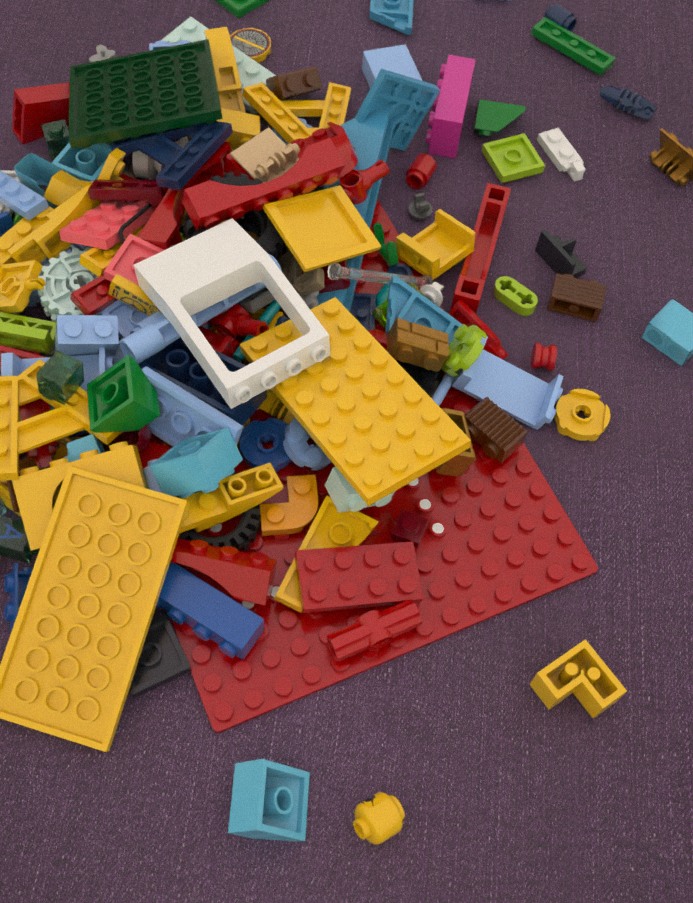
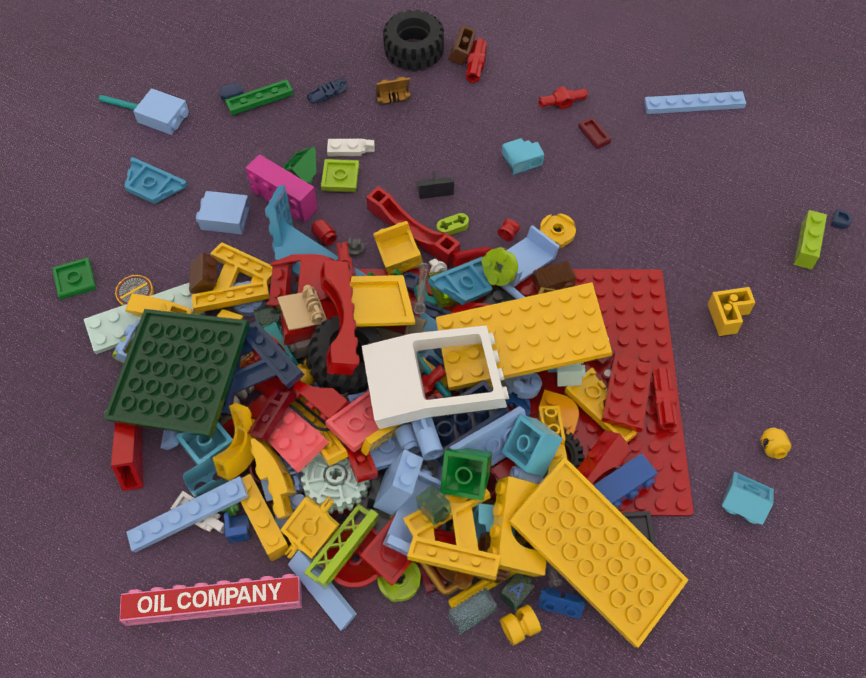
camera: 60 degrees left, 0 degrees up
(56, 137) = (163, 456): clear green brick -> none
(102, 54) = (83, 398): light grey piece -> none
(417, 345) = (487, 288): pearl gold brick -> none
(576, 297) = (472, 192): reddish brown brick -> none

